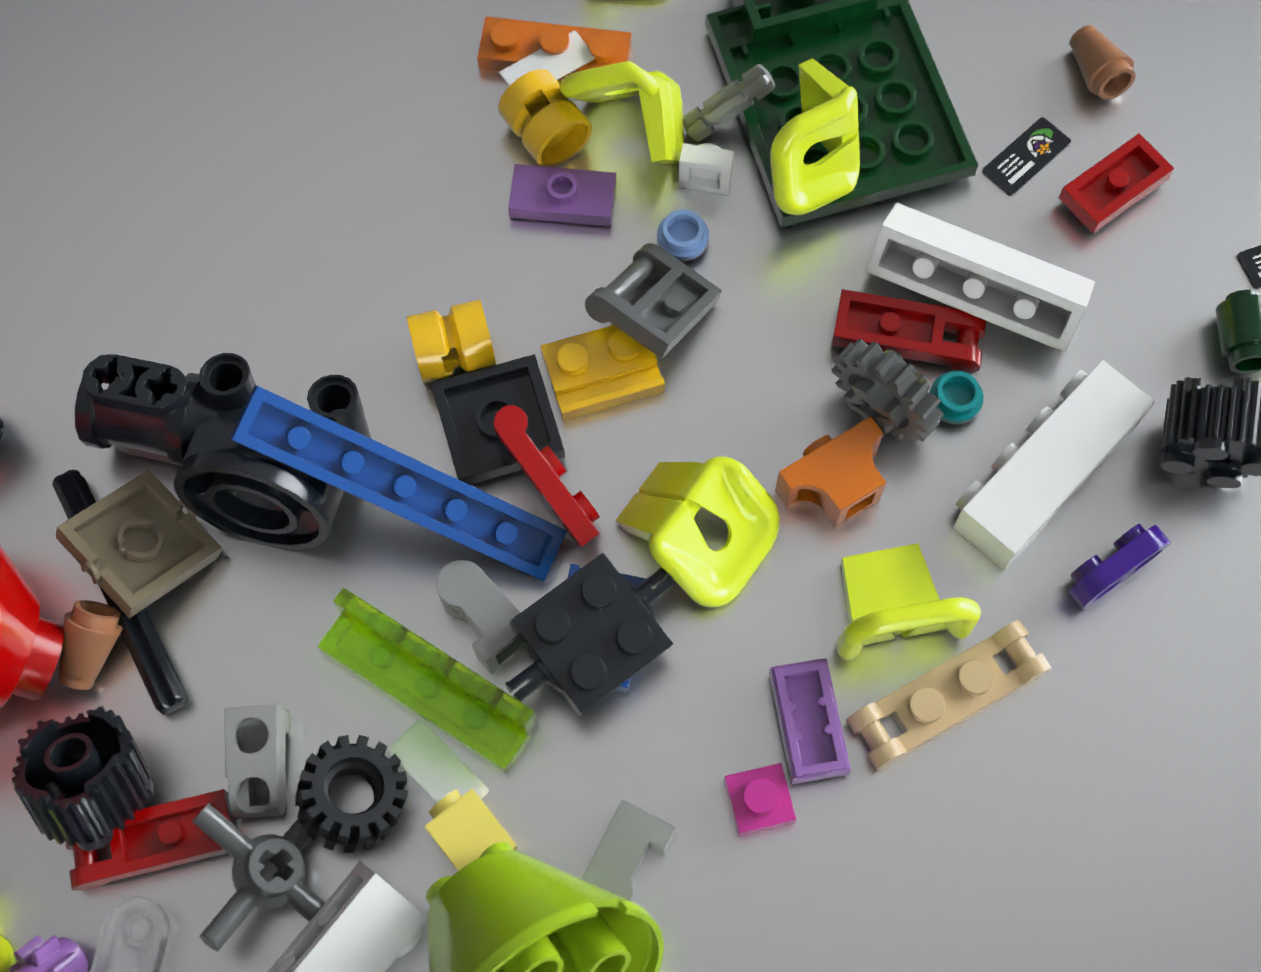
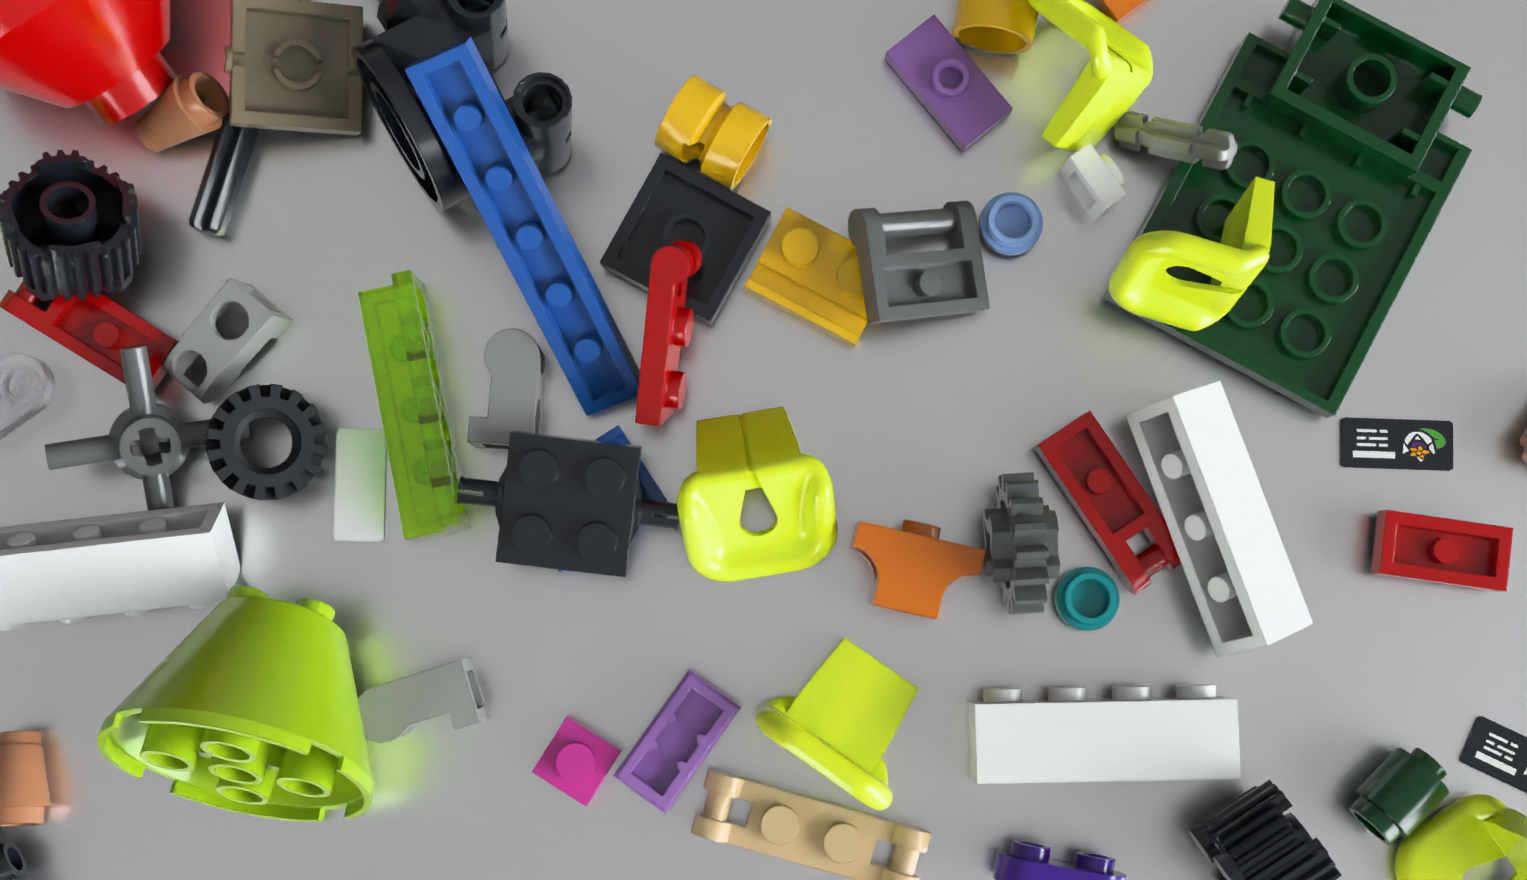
camera: 40 degrees right, 15 degrees up
(465, 827) = (324, 564): light yellow brick -> none

